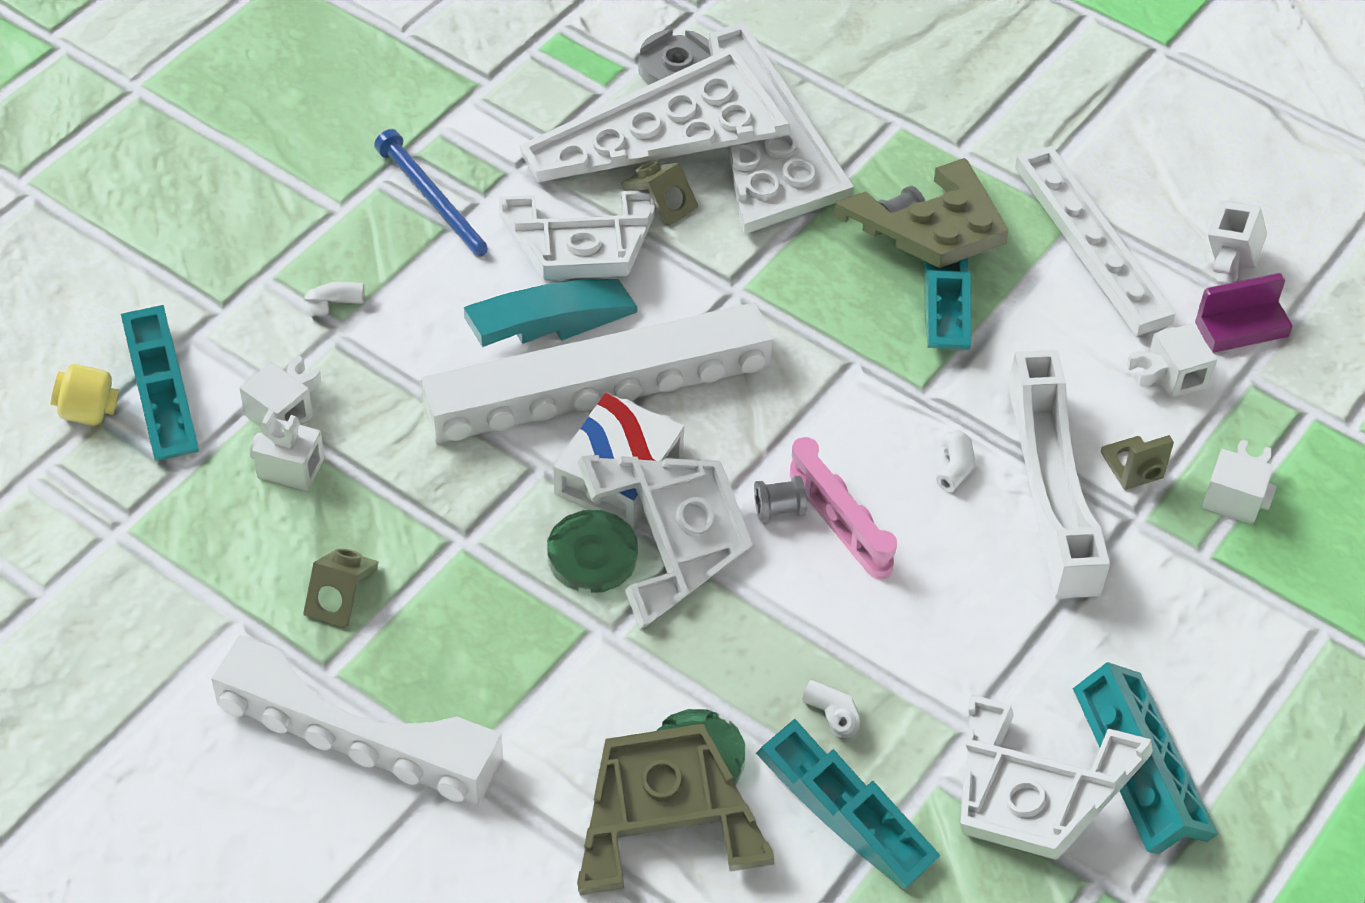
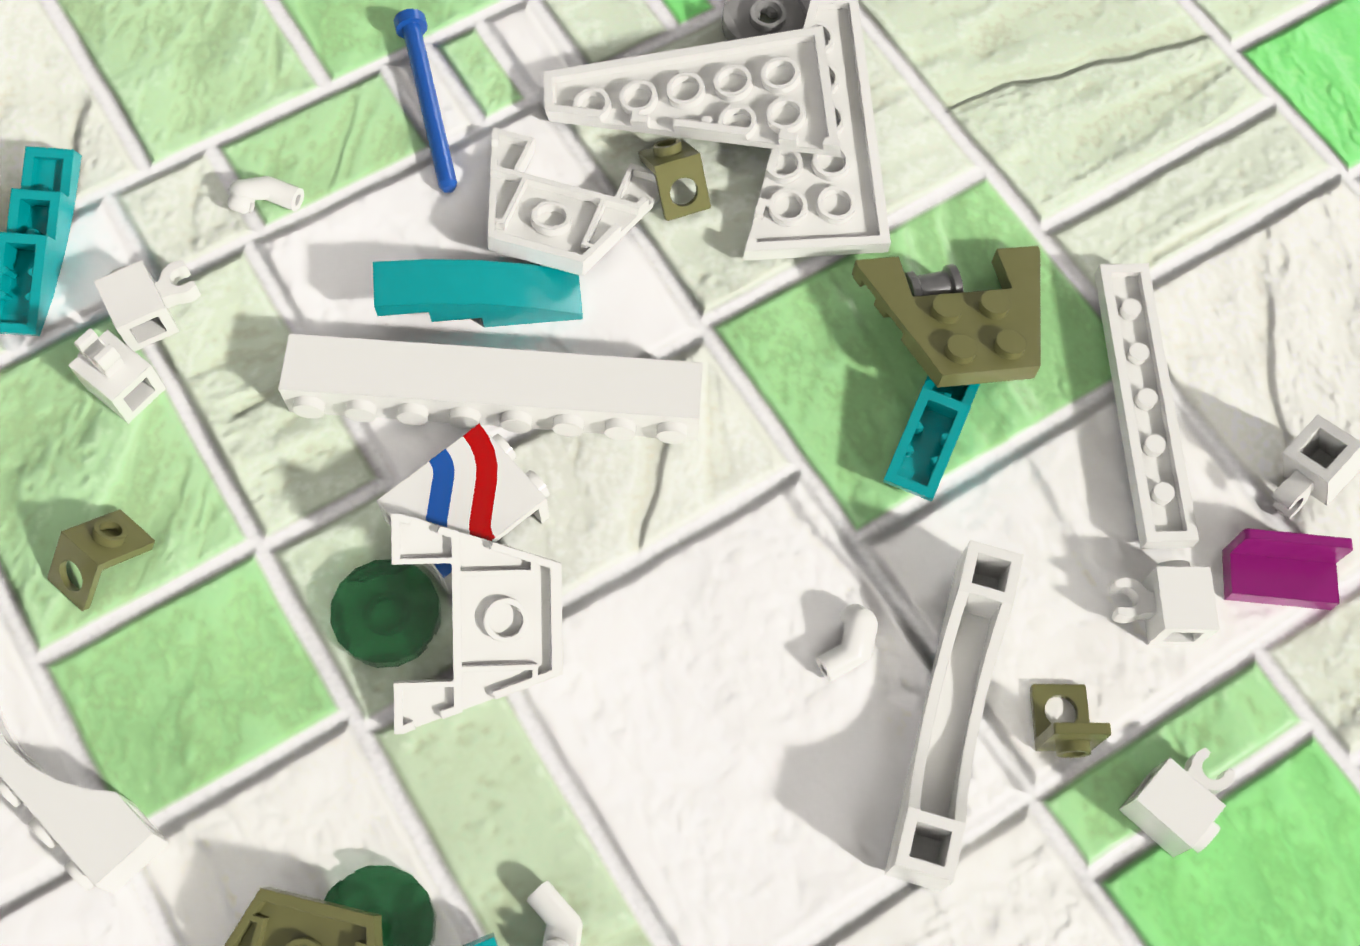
camera: 20 degrees right, 15 degrees up
(780, 498) = (620, 624): flat silver bush -> none
(846, 518) = (688, 687): bright pink plate -> none

